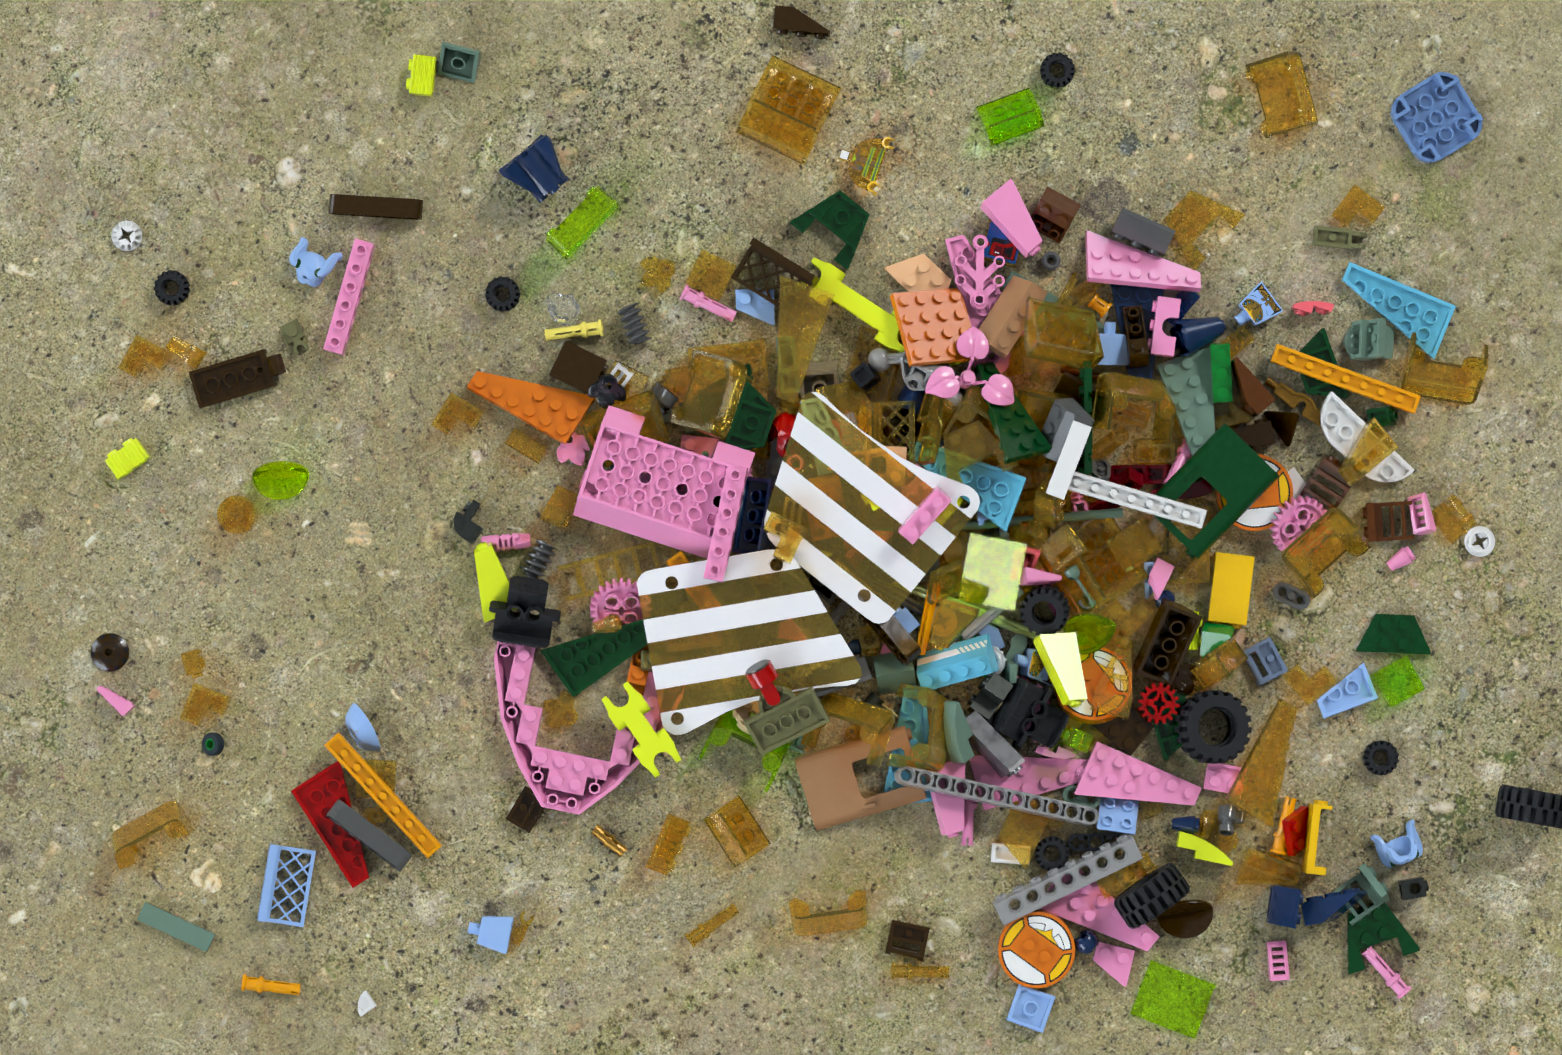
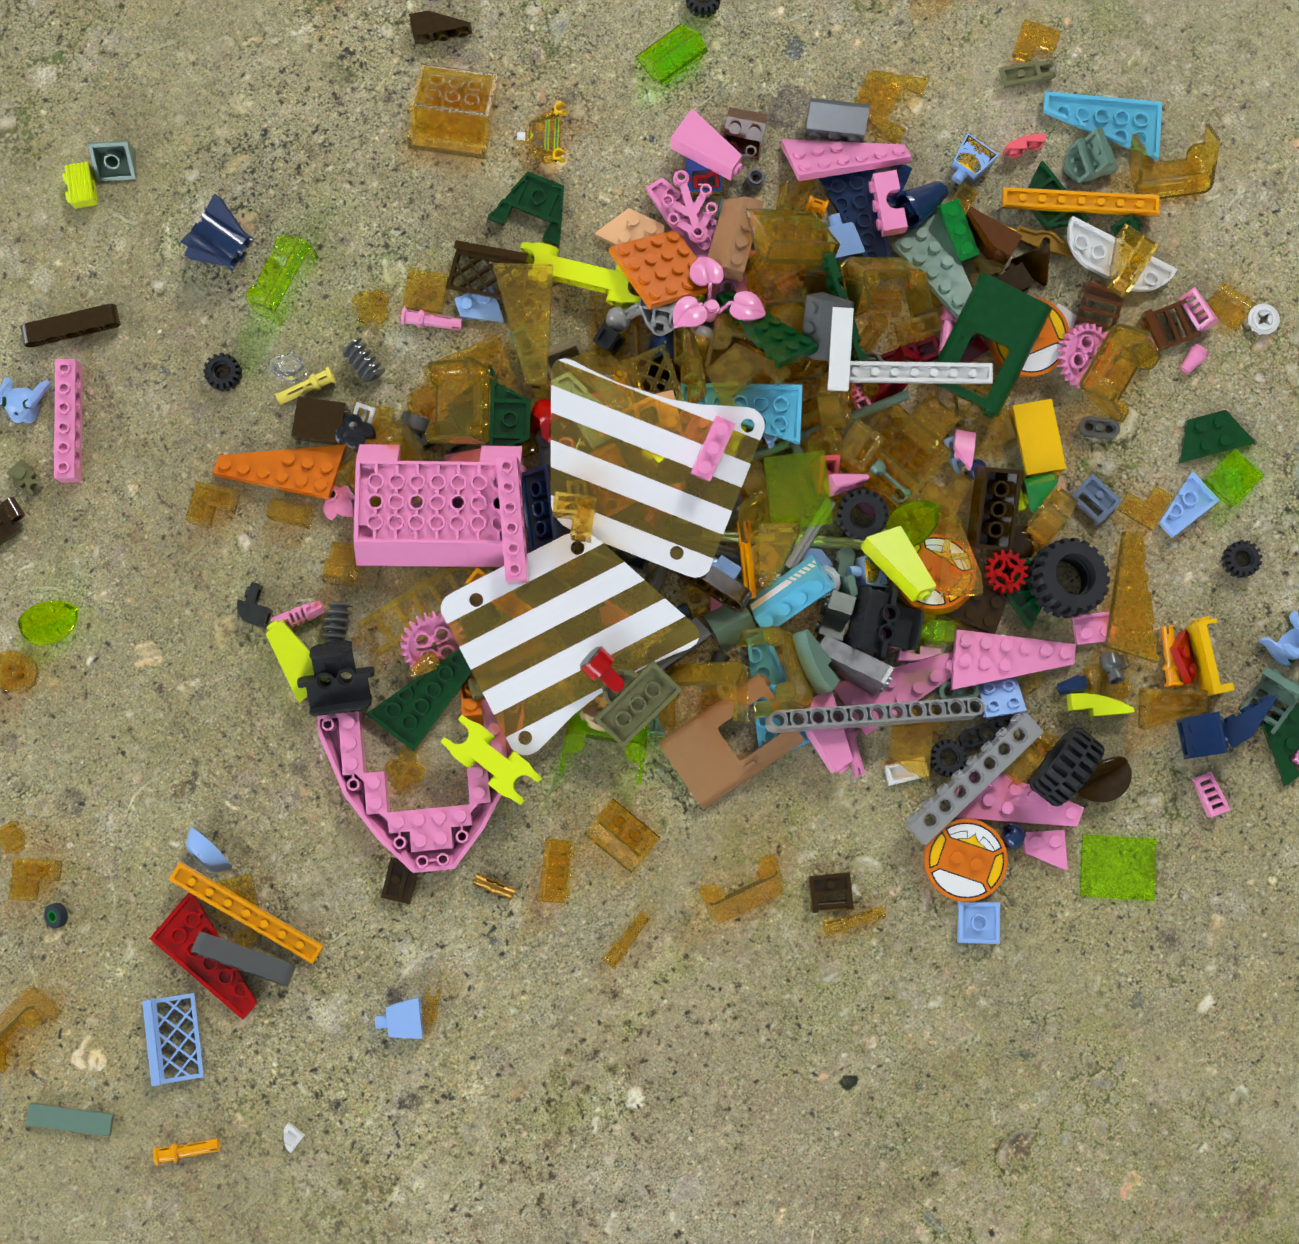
camera: 20 degrees left, 5 degrees down
(1135, 336) = (865, 222): dark brown slope -> none

